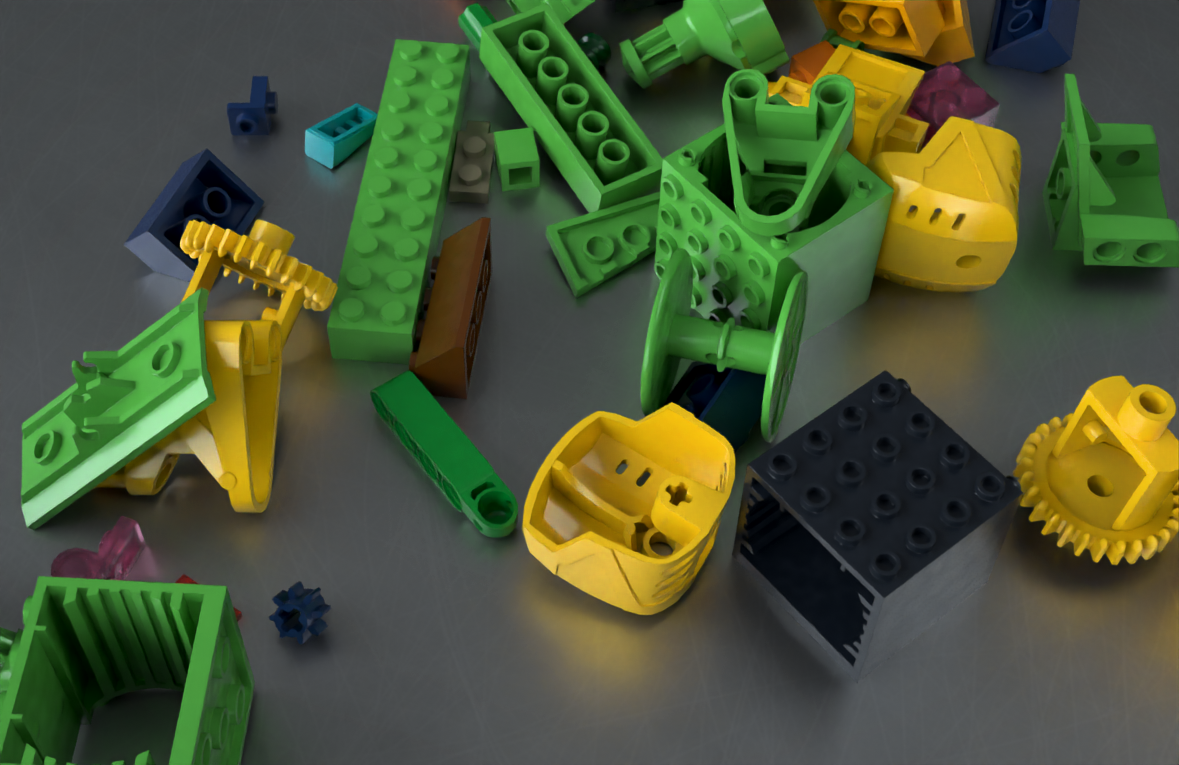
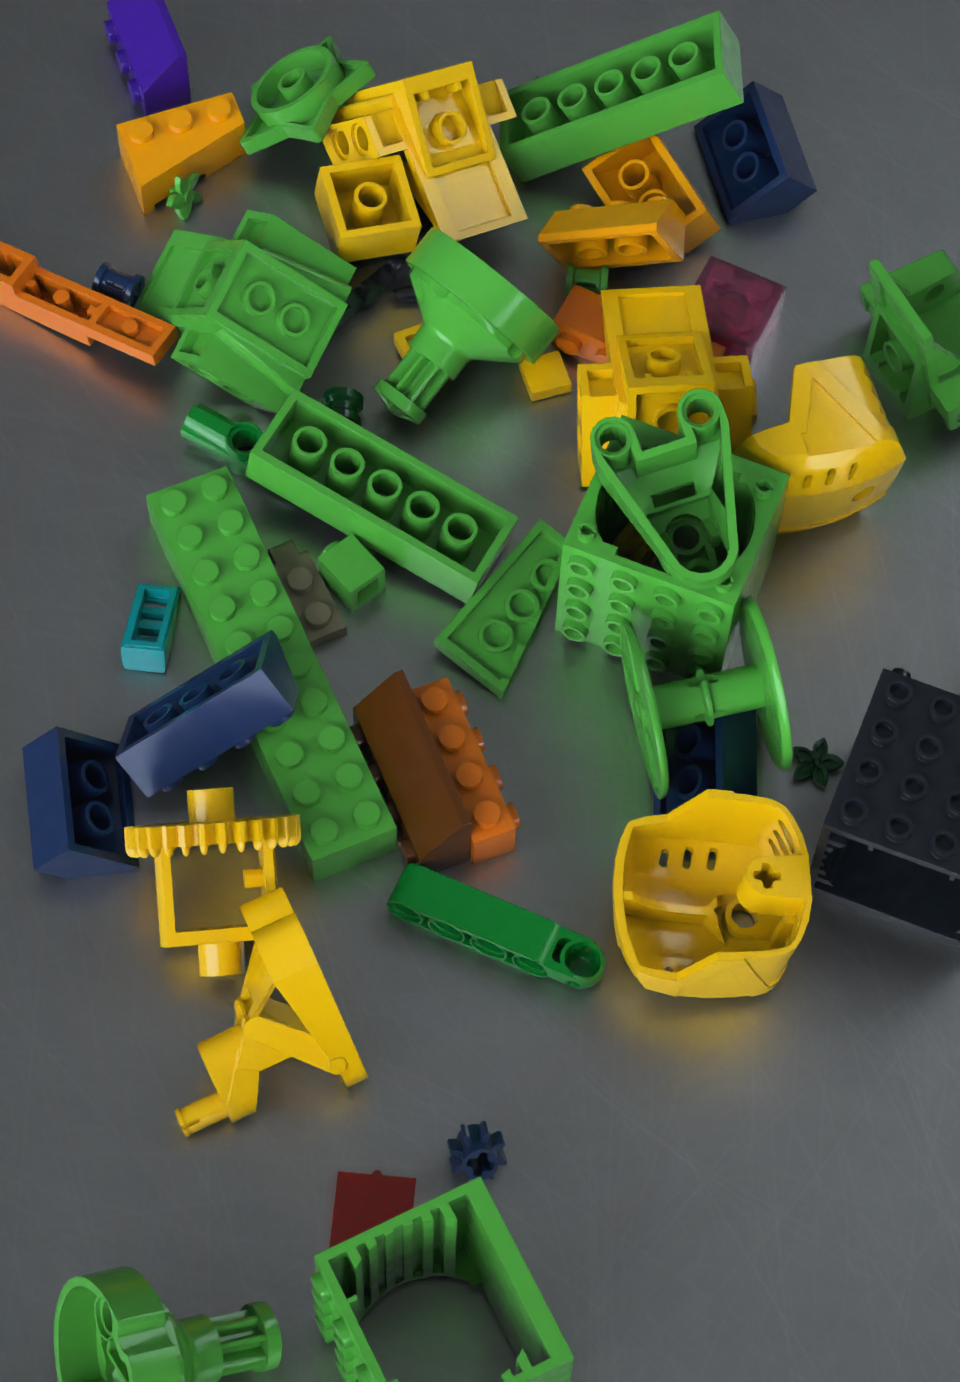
camera: 30 degrees left, 10 degrees up
(115, 410) = (198, 1055): bright green hinge -> none
(115, 557) = (267, 1210): clear pink plate -> none
(254, 117) = (52, 650): dark blue bracket -> none
(326, 190) = (208, 716): none -> dark blue slope
(499, 327) = (476, 782): none -> orange brick

